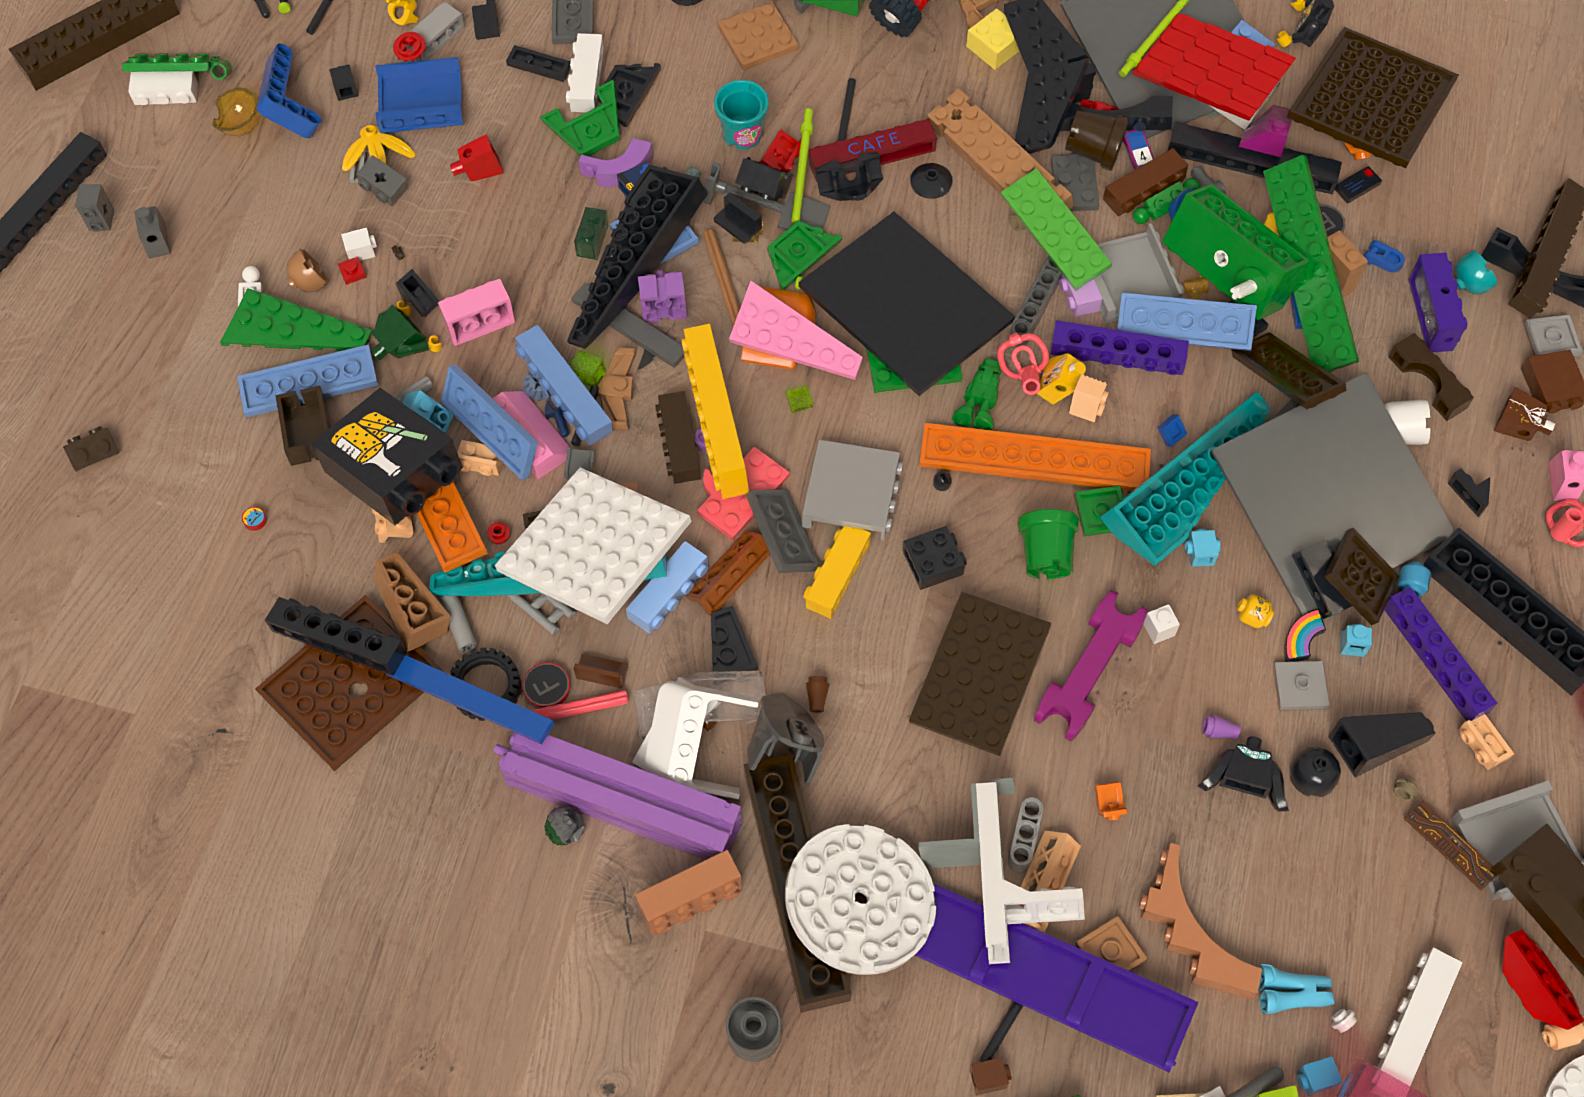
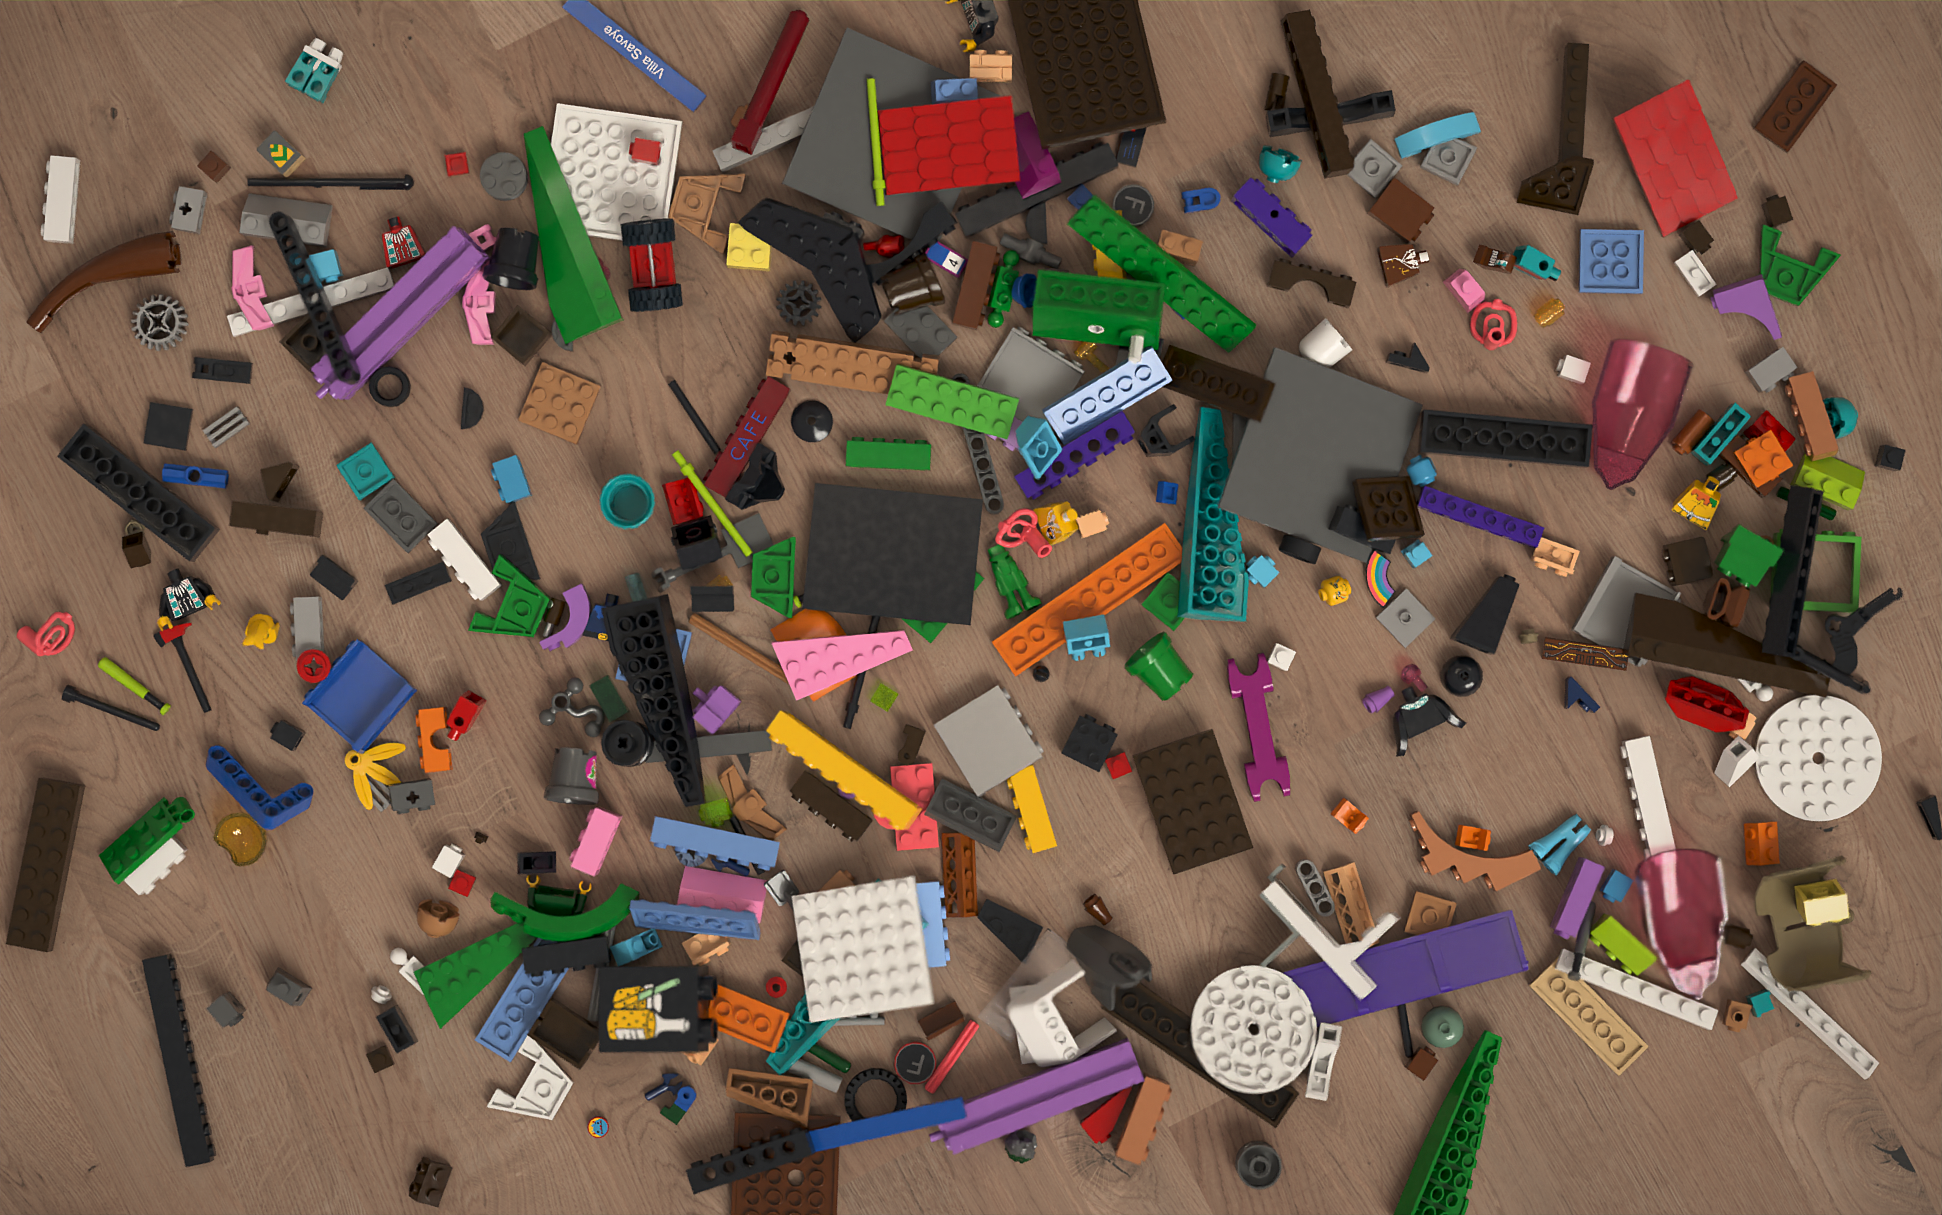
camera: 45 degrees left, 25 degrees up
(158, 336) = (380, 1059): none -> dark brown plate
(192, 320) = (397, 1029): none -> black brick
(209, 292) = (381, 994): none -> white plate
(244, 454) = (542, 1090): none -> white wing
(331, 554) = (684, 1100): none -> leg
(336, 533) = (664, 1087): none -> dark blue bar
(366, 367) = (568, 954): none -> black brick
(395, 350) = (570, 927): none -> green arch
(425, 173) = (429, 722): none -> orange arch
(482, 618) = (830, 1058): none -> dark green piece
(506, 255) = (573, 777): none -> dark grey piece
(571, 268) = (625, 733): none -> black wheel
(574, 206) = (574, 686): none -> dark grey piece
(612, 151) = (553, 615): none -> dark brown piece
(653, 867) = (1103, 1119): none -> red slope
(674, 50) = (511, 479): none -> dark azure brick
(768, 383) = (852, 706): none -> black bar
(787, 445) = (909, 752): none -> dark brown leg
(900, 988) = (1322, 1061): none -> white arch
(941, 599) = (1118, 765): none -> red plate
(968, 239) = (888, 455): none -> green brick
(997, 98) = (800, 294): none -> black gear
(1008, 469) = (1086, 635): none -> medium azure brick
(1038, 1062) = (1442, 1027): none -> sand green cylinder
(1097, 304) = (1037, 444): none -> medium azure slope
(1195, 383) = (1160, 444): none -> black piece
(1210, 914) = (1473, 837): none -> orange bracket
(1234, 178) = (1036, 223): none -> black plate
(1252, 552) = (1299, 549): none -> black tyre
(1268, 732) = (1411, 674): none -> clear pink plate
(1272, 1048) = (1576, 898): none -> medium lavender brick
(1301, 66) = (991, 67): none -> light nougat brick
(1417, 872) = (1575, 692): none -> dark blue slope
(1519, 226) = (1278, 89): none -> dark brown hinge
(1535, 1059) = (1735, 761): none -> white slope

